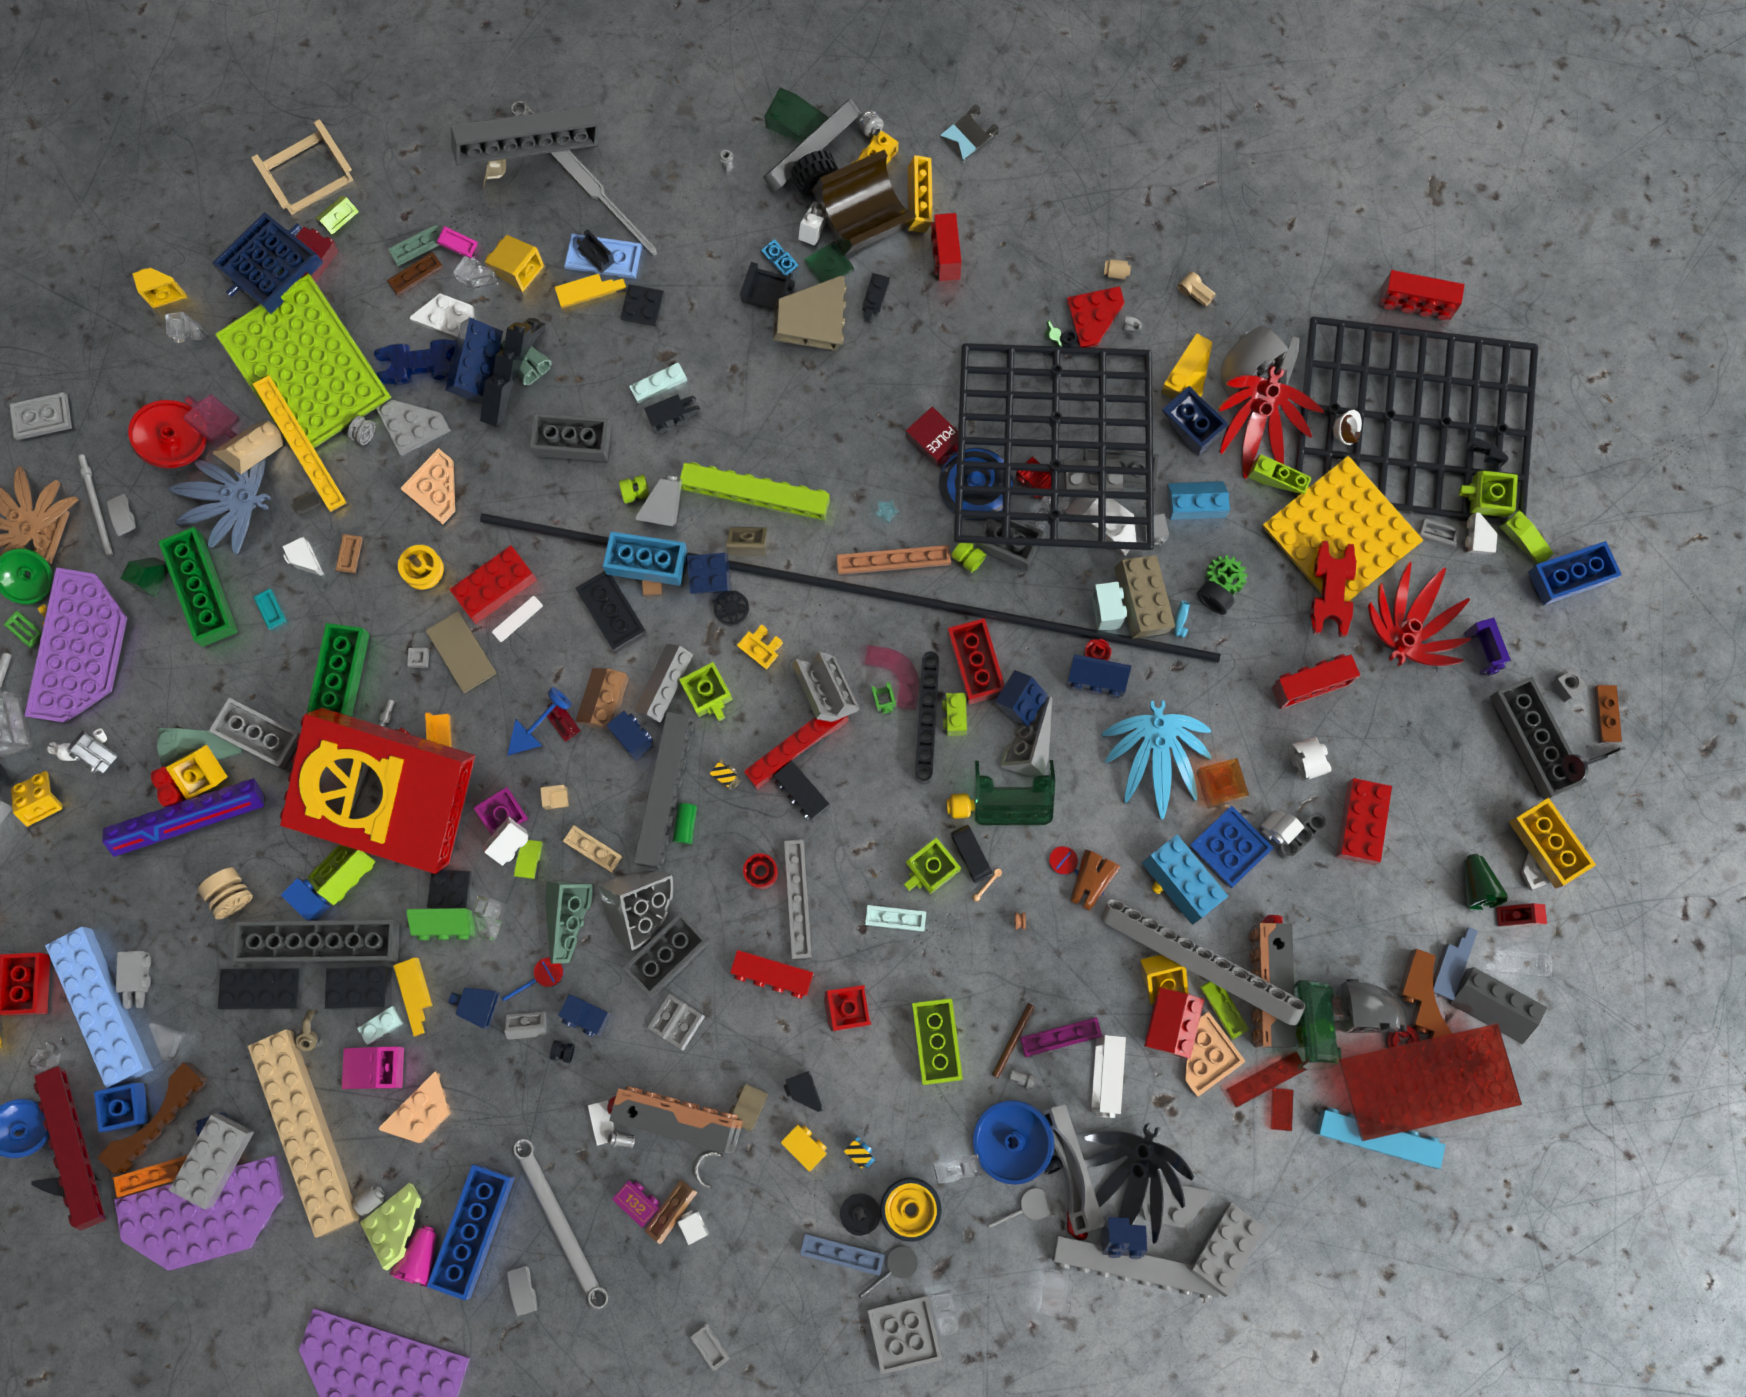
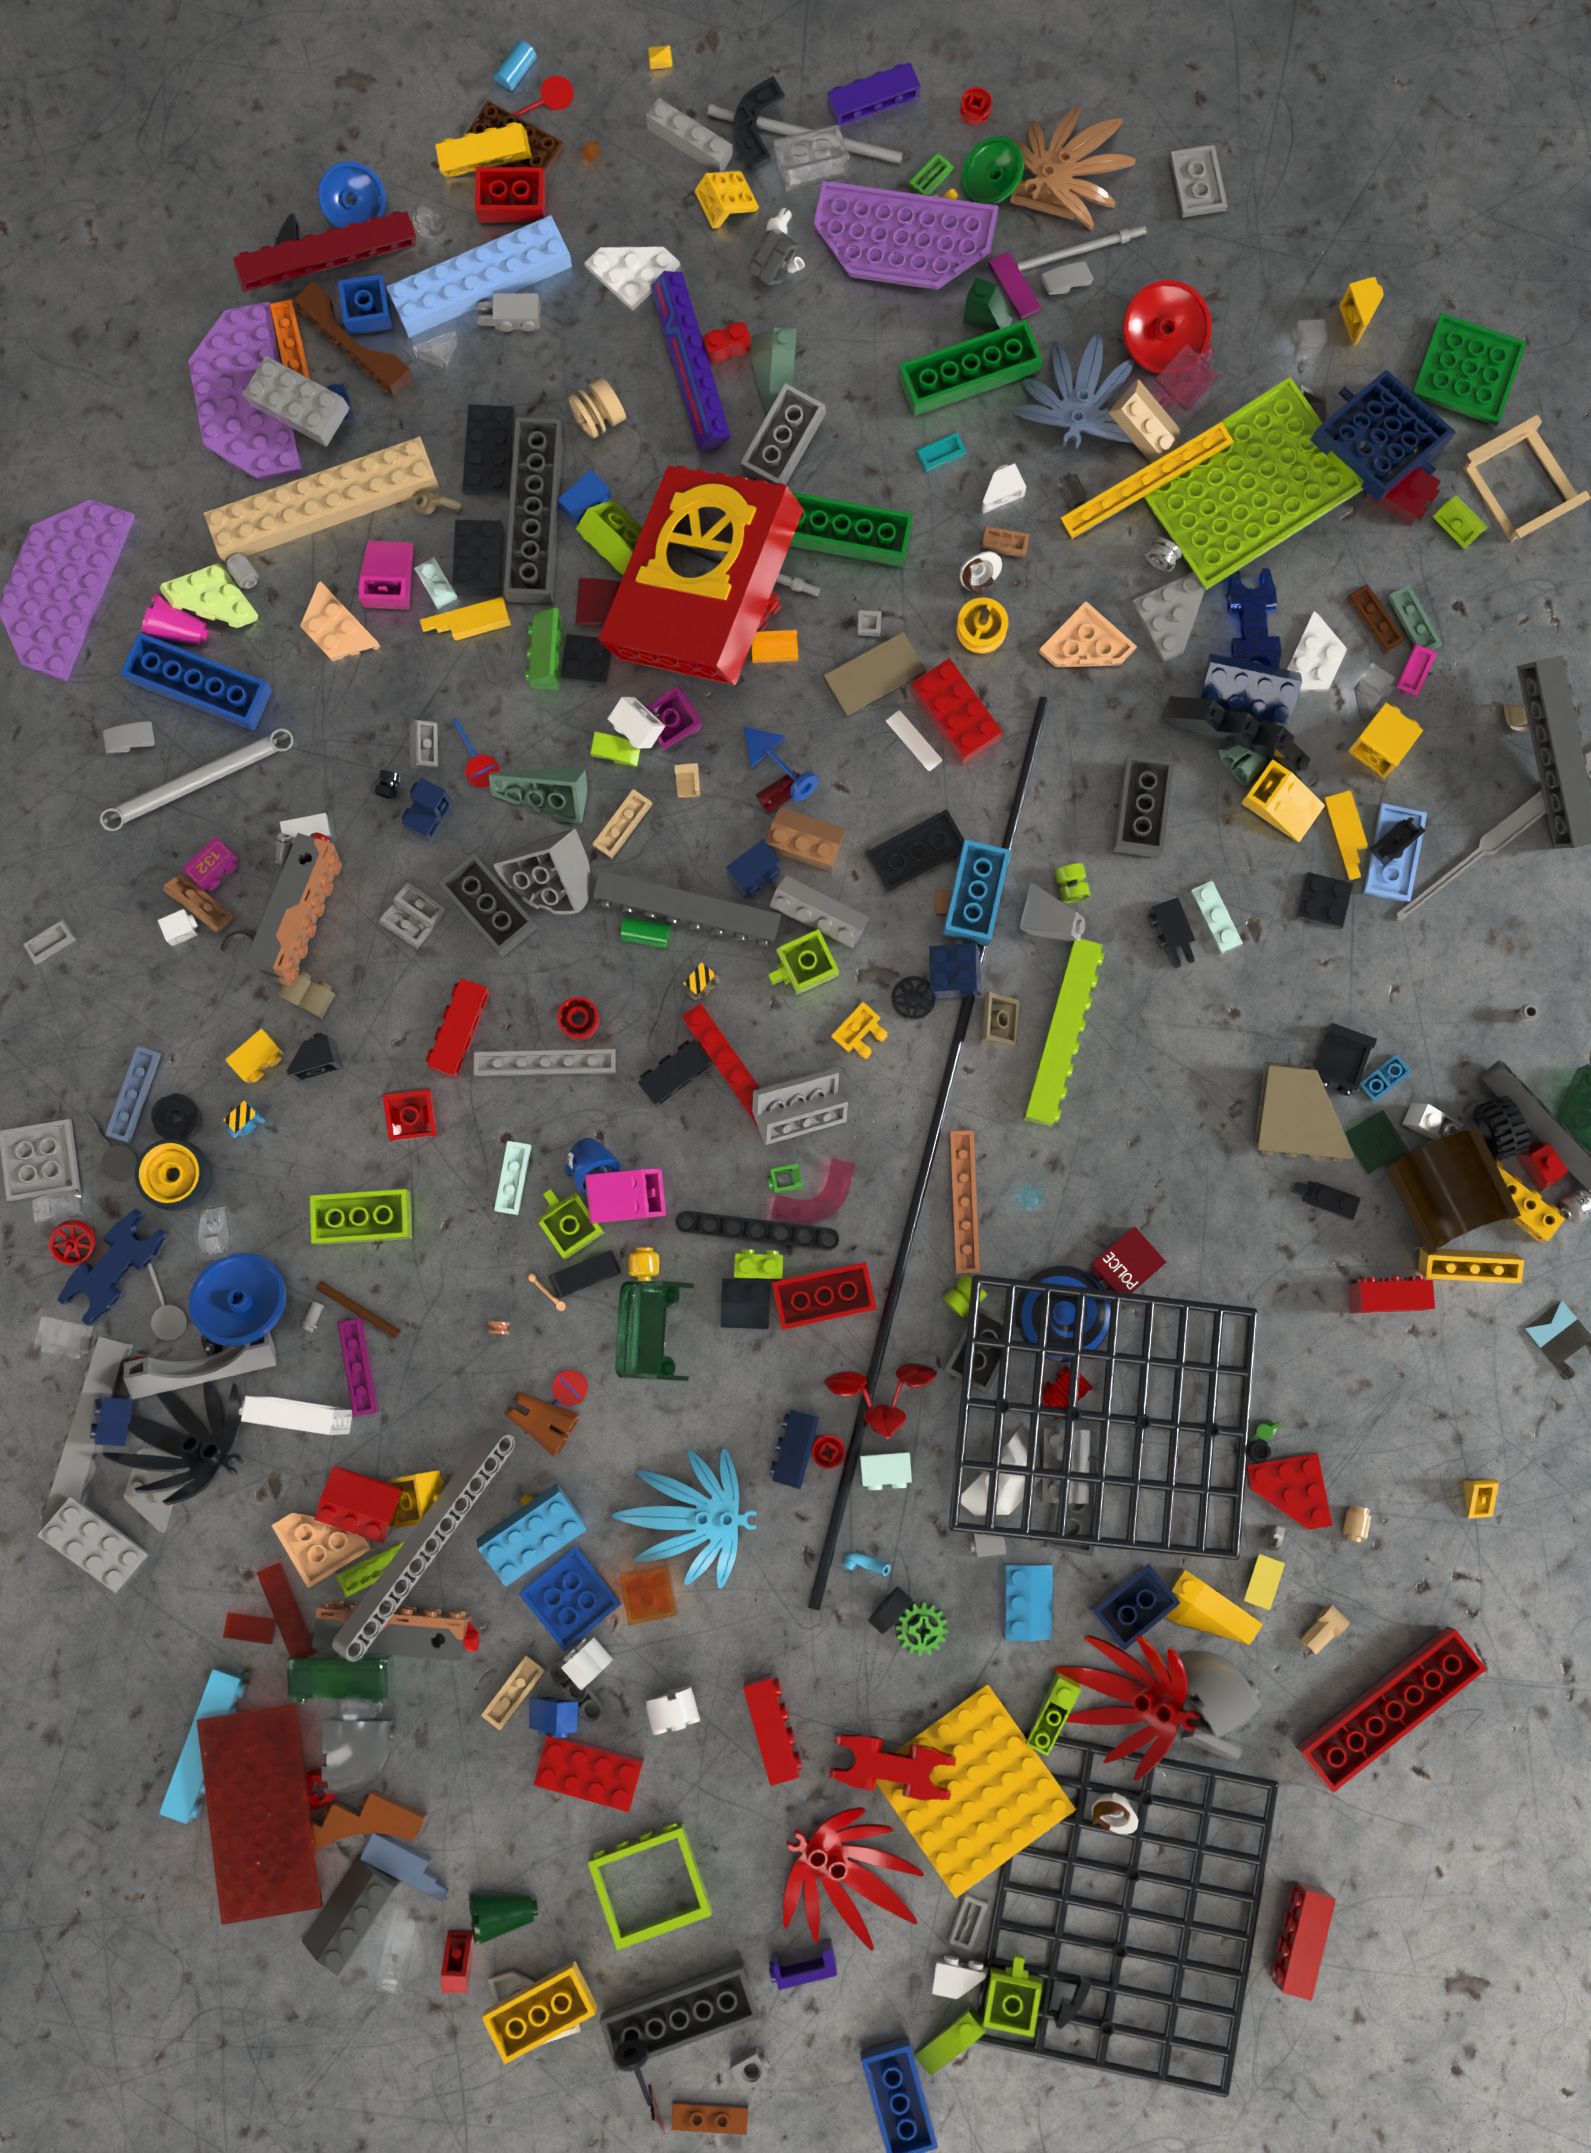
camera: 90 degrees right, 5 degrees up
(98, 875) = (630, 270): none -> white plate
(118, 560) = (1014, 285): none -> magenta tile
(196, 772) = (741, 373): yellow slope -> none
(210, 210) = (1469, 369): none -> green plate
(374, 571) = (980, 571): none -> white piece
(398, 882) = (595, 600): none -> dark red slope
(475, 1005) = (448, 688): dark blue torso -> none
(488, 917) = (550, 702): clear slope -> none
(563, 336) = (1283, 801): none -> yellow slope
(842, 145) = (1542, 1165): none -> red torso
(877, 851) = (585, 1157): none -> blue piece
(906, 820) = (625, 1195): none -> dark pink slope
(974, 1294) = (72, 1242): none -> red wheel
(985, 723) = (745, 1303): none -> black slope
(1007, 1267) = (100, 1280): none -> dark blue piece
(1021, 698) = (770, 1348): dark blue brick -> none
(1031, 745) = (715, 1358): light grey wedge -> none
(1072, 601) = (881, 1418): none -> red plant
(1088, 185) = (1480, 1497): none -> yellow slope
(1144, 596) = (897, 1517): dark tan brick -> none
(1166, 330) = (1264, 1582): none -> light yellow hinge
(1249, 241) = (1391, 1708): none -> red brick
(1309, 887) = (513, 1692): none -> tan plate
(1325, 850) = (553, 1716): none -> blue brick
(1471, 755) = (666, 1923): none -> lime window

